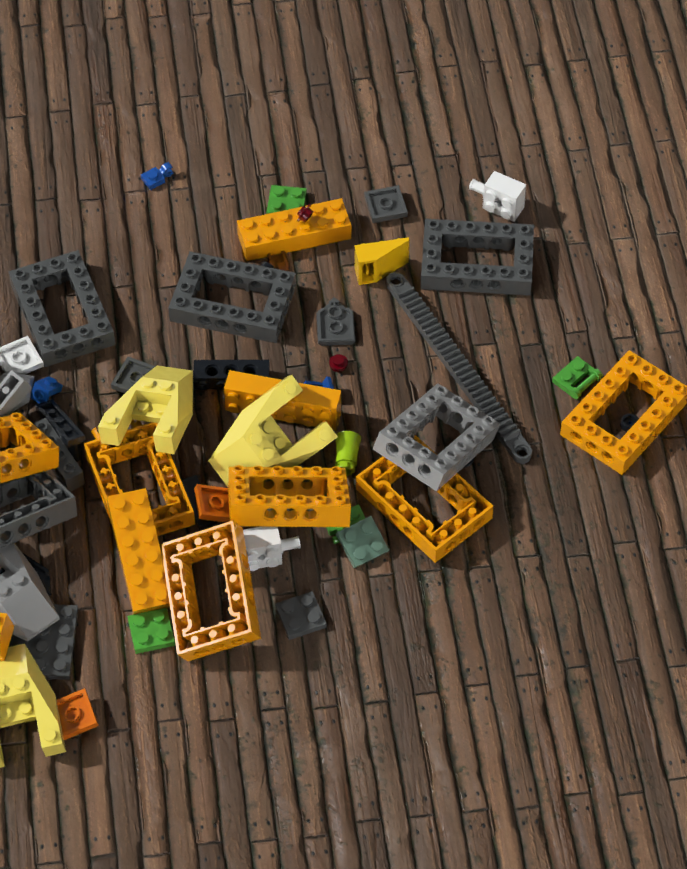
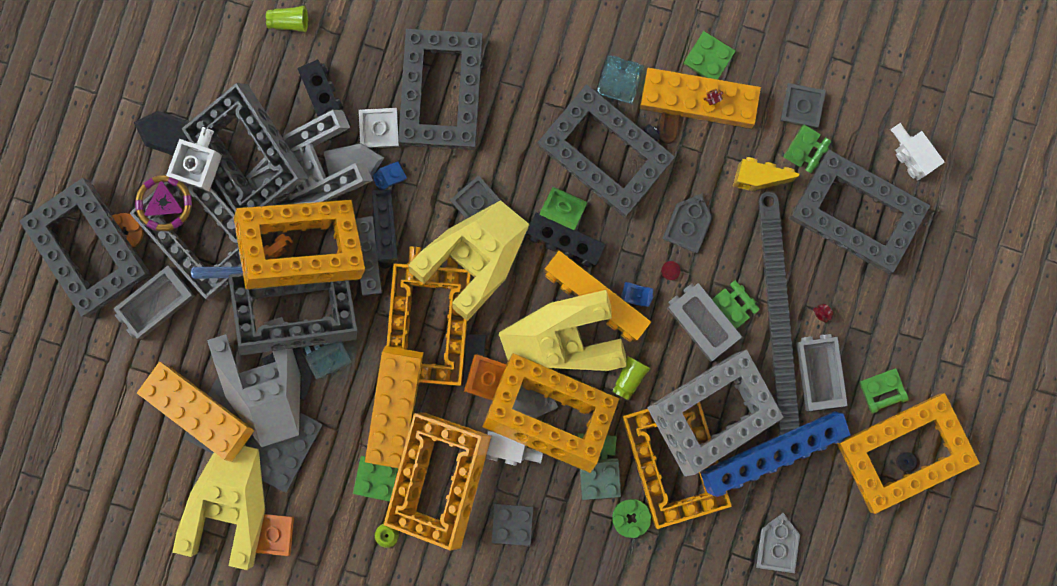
camera: 25 degrees right, 30 degrees up
(56, 546) = (326, 358): none -> clear light blue slope
(185, 678) = (388, 541): none -> lime plate
(218, 242) = (620, 79): none -> clear light blue slope
(225, 350) = (563, 208): none -> bright green plate
(387, 385) = (703, 321): none -> light grey piece
(402, 227) = (802, 145): none -> bright green plate
(407, 371) = (730, 307): none -> bright green plate
(409, 554) = (642, 517): none -> bright green plate
(490, 340) = (823, 312): none -> dark red plate
(507, 451) = (713, 475): none -> blue brick
(515, 384) = (821, 373): none -> piece
(556, 532) = (778, 546): none -> light grey tile

